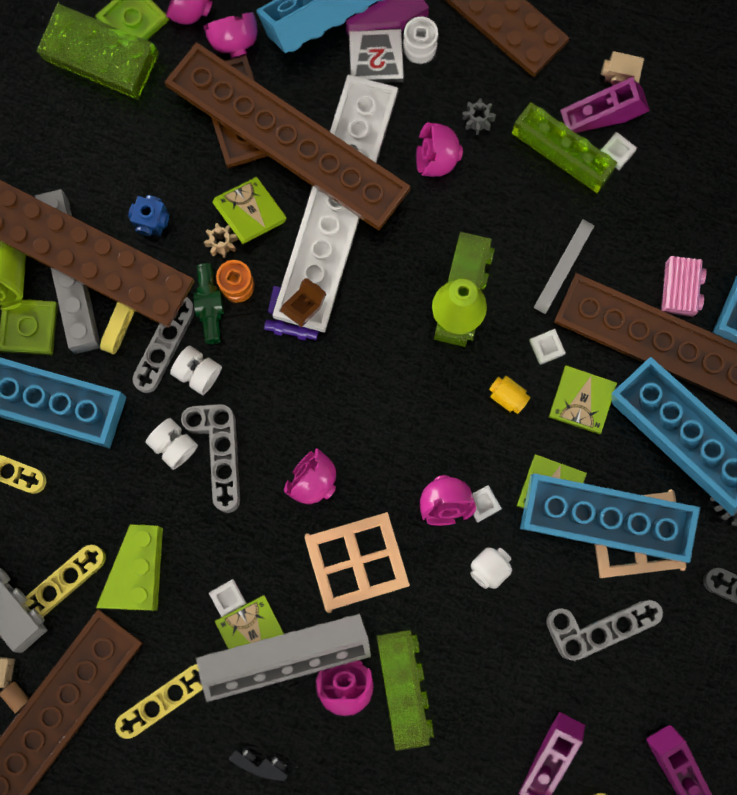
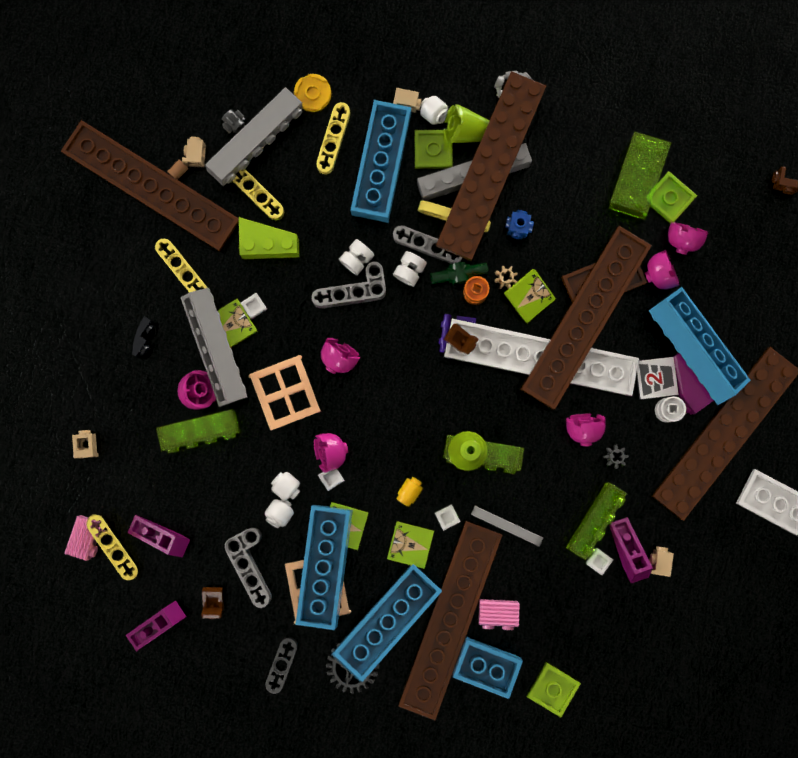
camera: 85 degrees right, 5 degrees up
(529, 580) = (279, 513): none -> white head
(652, 685) = (212, 602): none -> reddish brown bracket

